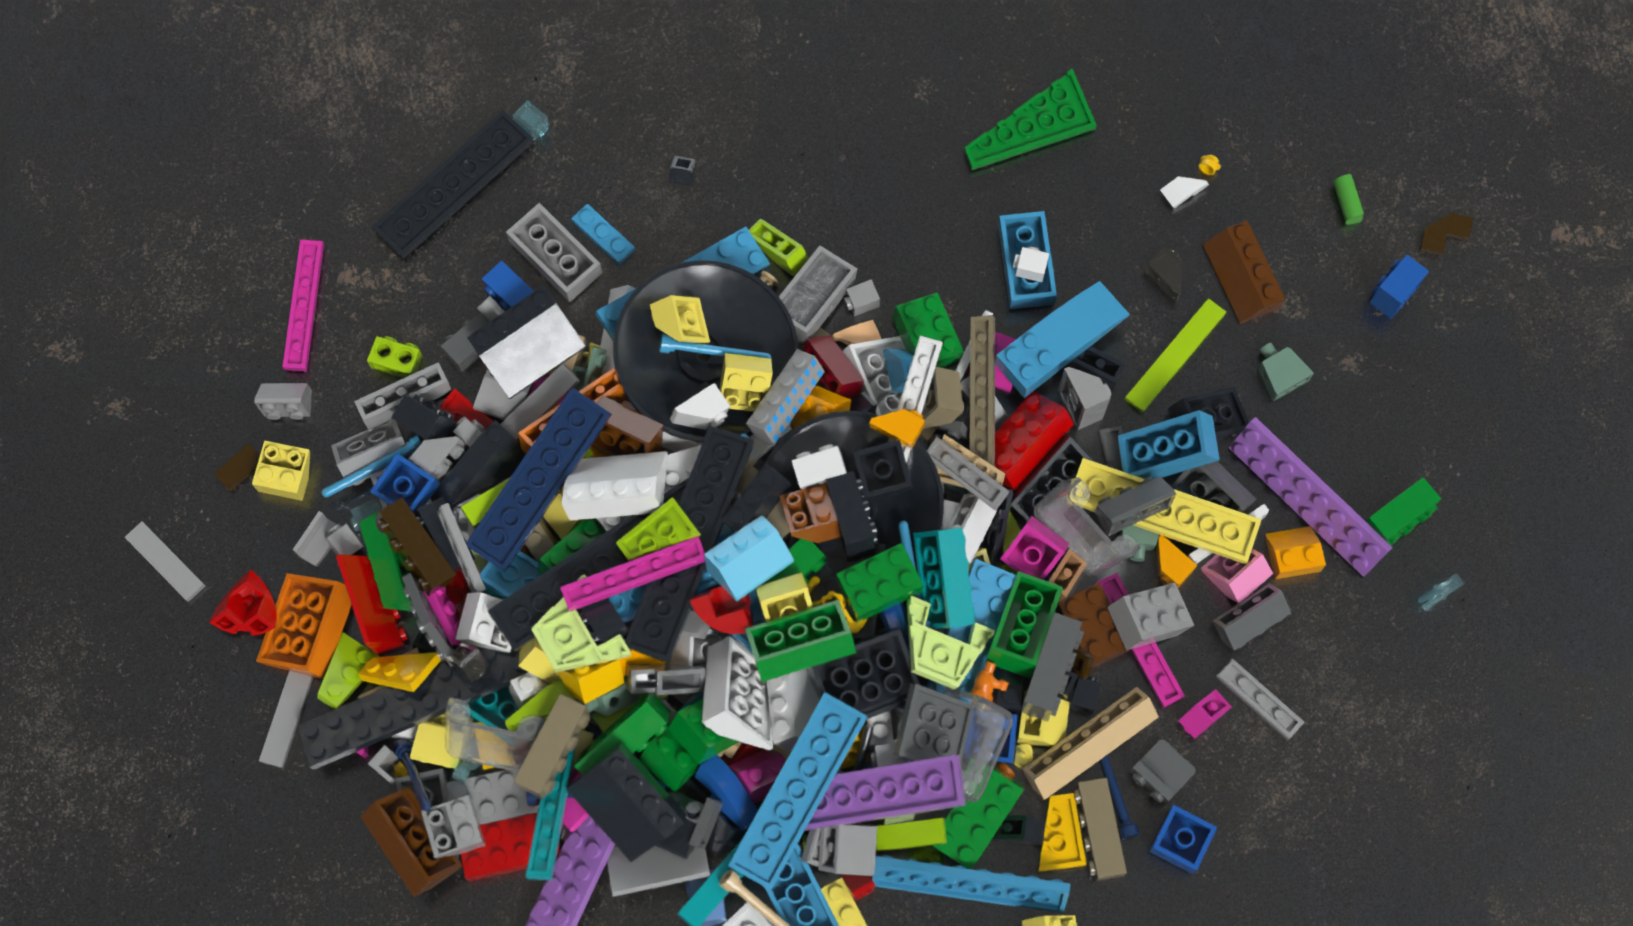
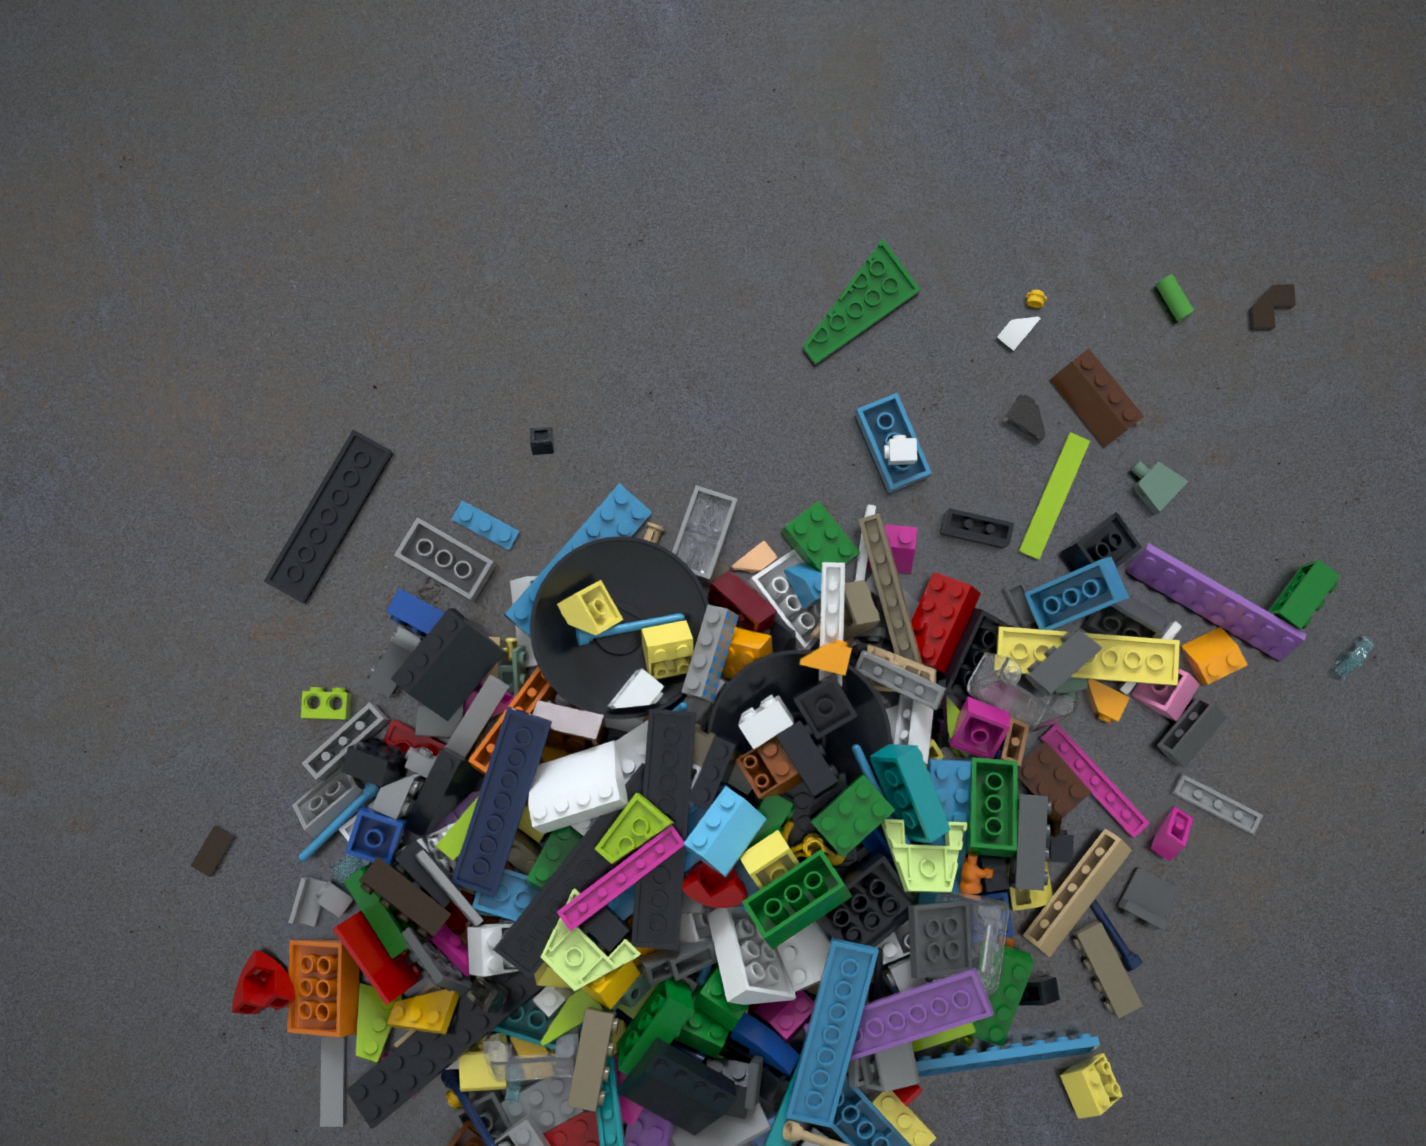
camera: 15 degrees left, 10 degrees up
(165, 561) = (171, 961): light grey tile -> none
(282, 470) = (254, 845): light yellow slope -> none
(284, 400) = (237, 774): light grey slope -> none
(303, 305) = (222, 676): dark pink plate -> none
(383, 763) = (436, 1107): light grey panel -> none
(531, 120) = (383, 432): clear light blue brick -> none
(779, 247) = (656, 494): lime slope -> none
(862, 298) = (748, 522): light grey brick -> none
(1024, 755) = (1019, 920): light yellow piece -> none
(1060, 338) = (949, 516): dark azure slope -> none
(1062, 836) = (1074, 985): yellow wing -> none
(1084, 396) = (984, 567): light grey slope -> none
(1150, 616) = (1101, 760): light grey brick -> none
(1183, 839) = (1184, 959): blue brick -> none
(1398, 285) = (1244, 374): blue brick -> none

